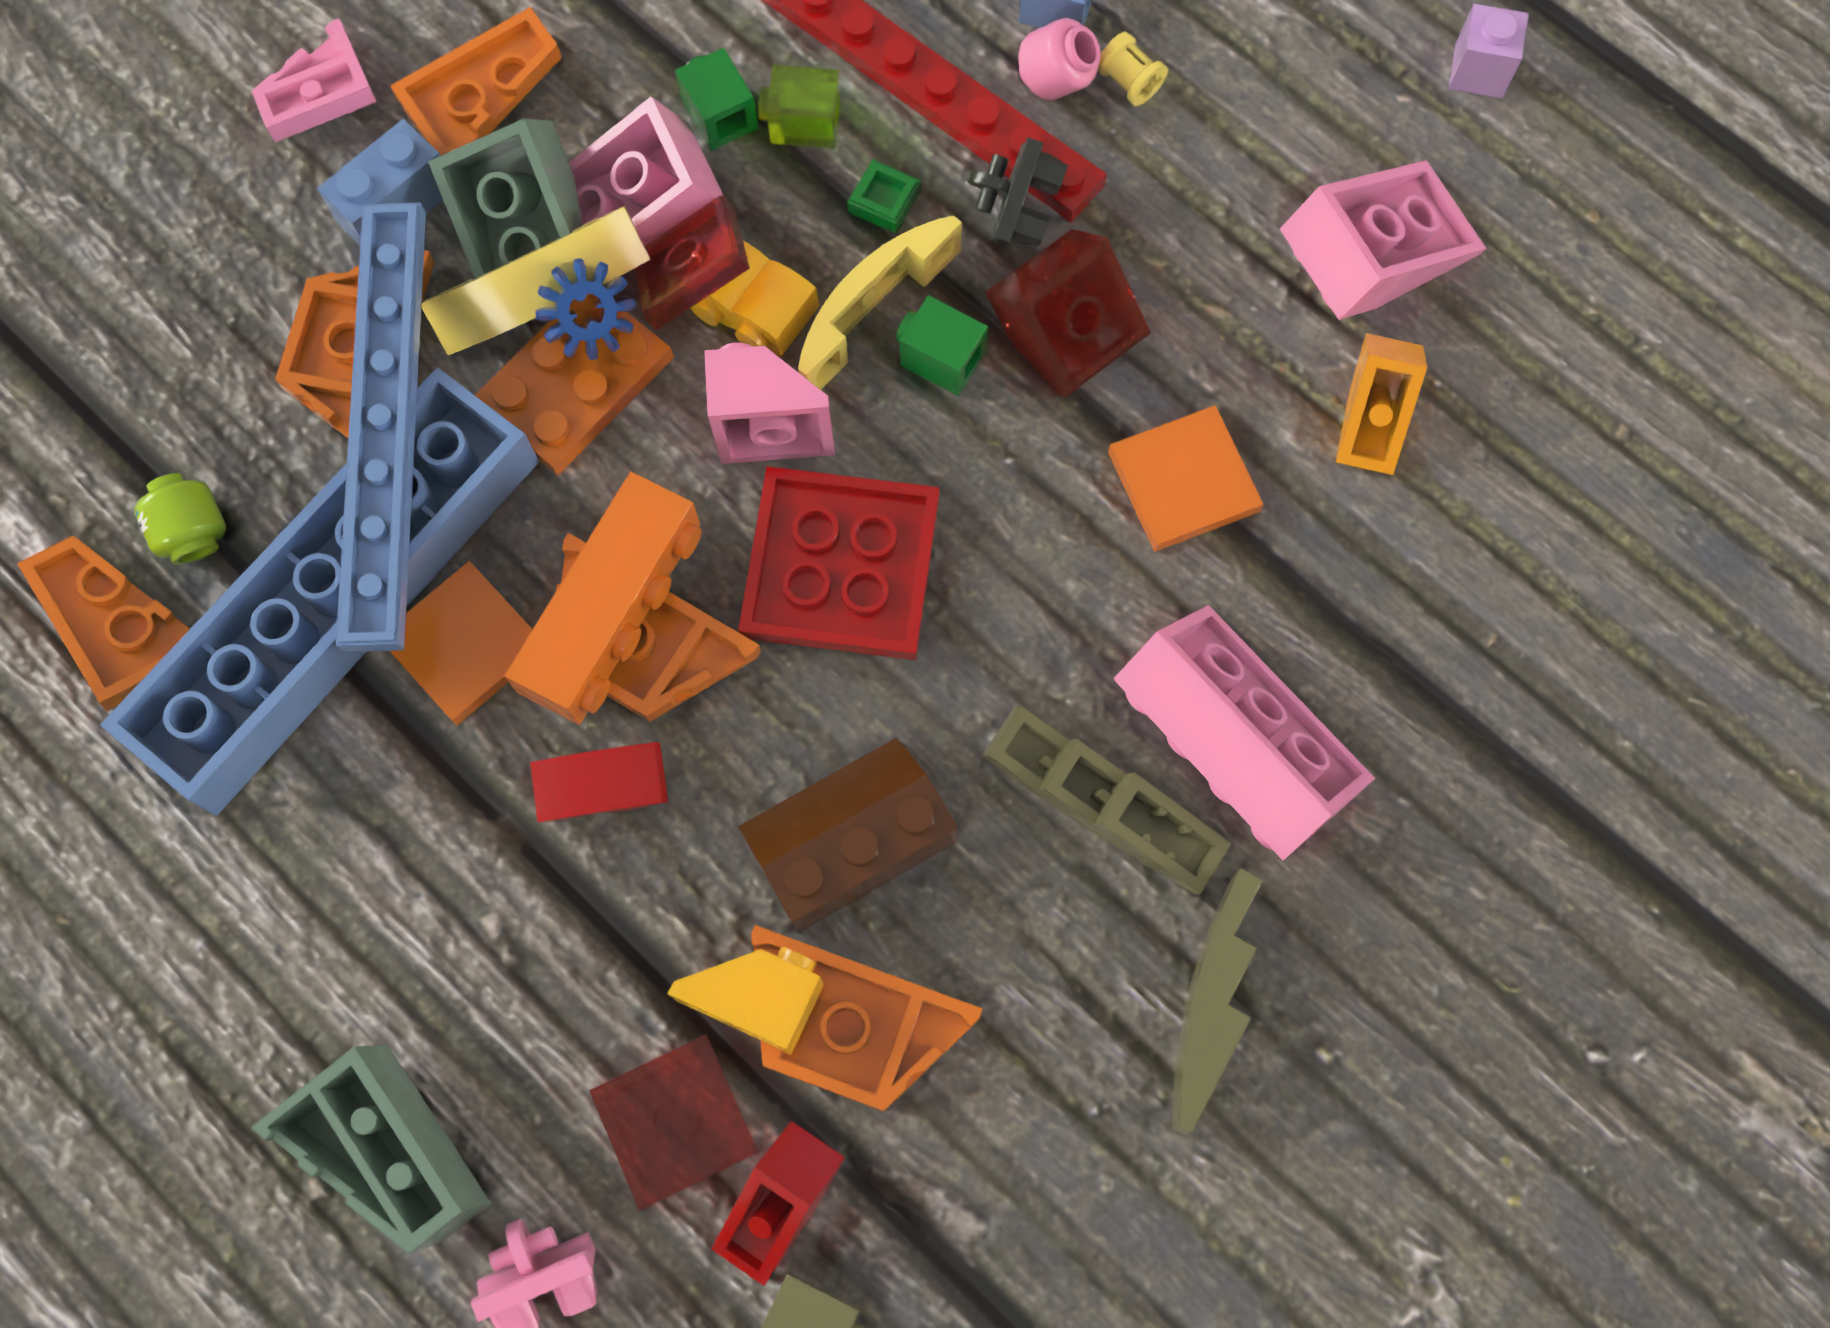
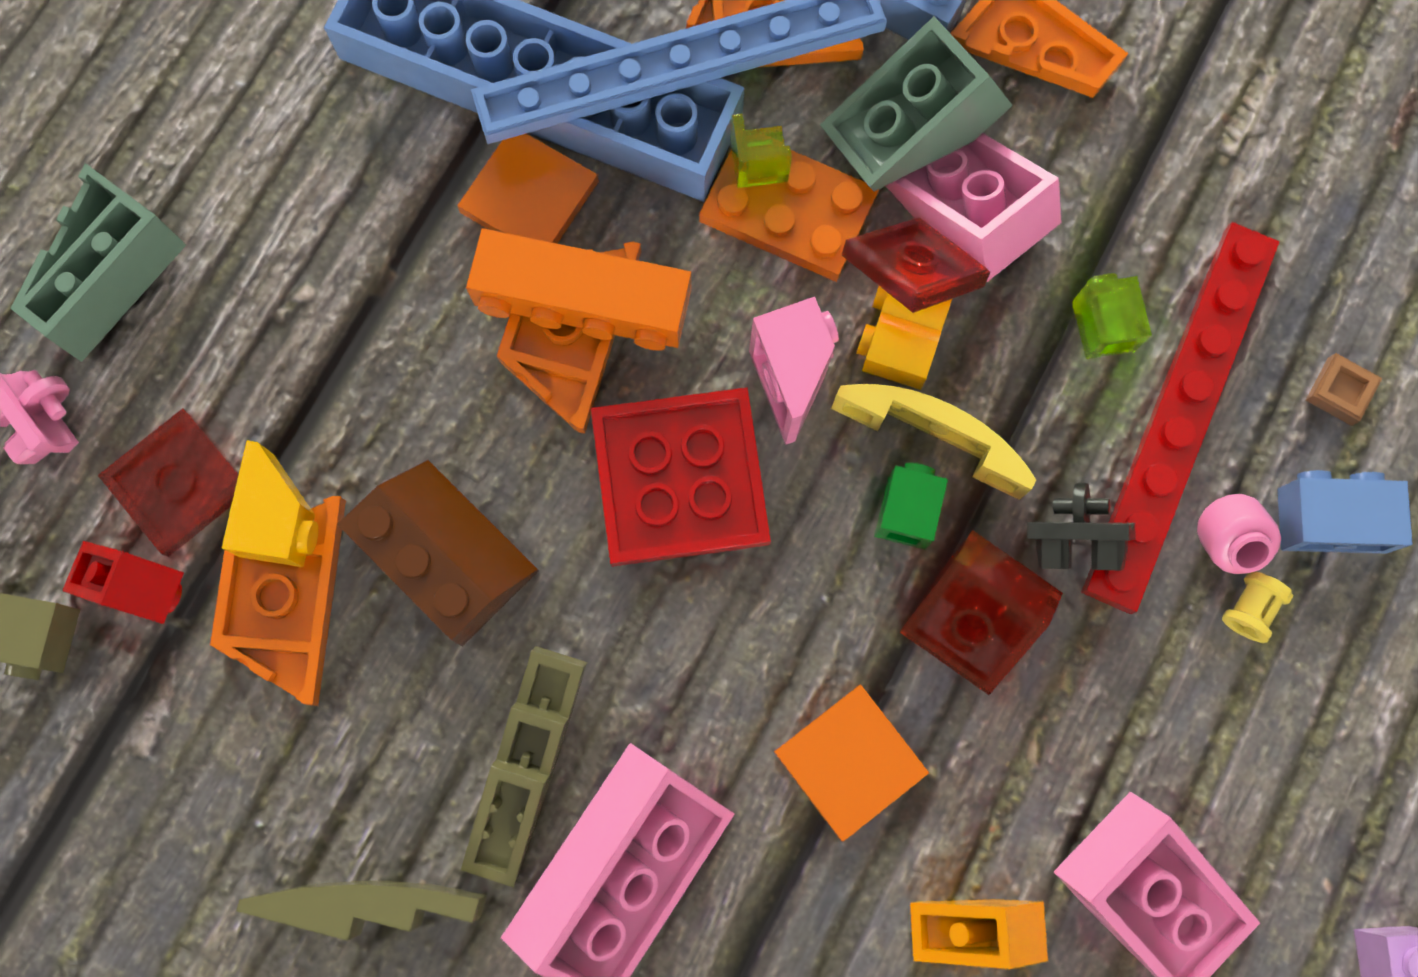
camera: 70 degrees right, 5 degrees up
(509, 293) = (859, 147): light yellow slope -> none
(514, 379) = (759, 154): none -> clear neon green panel
(578, 290) = (835, 167): blue gear -> none
(599, 782) = (432, 337): red slope -> none
(717, 98) = (1093, 238): green brick -> none
(884, 196) = (1049, 415): green tile -> none

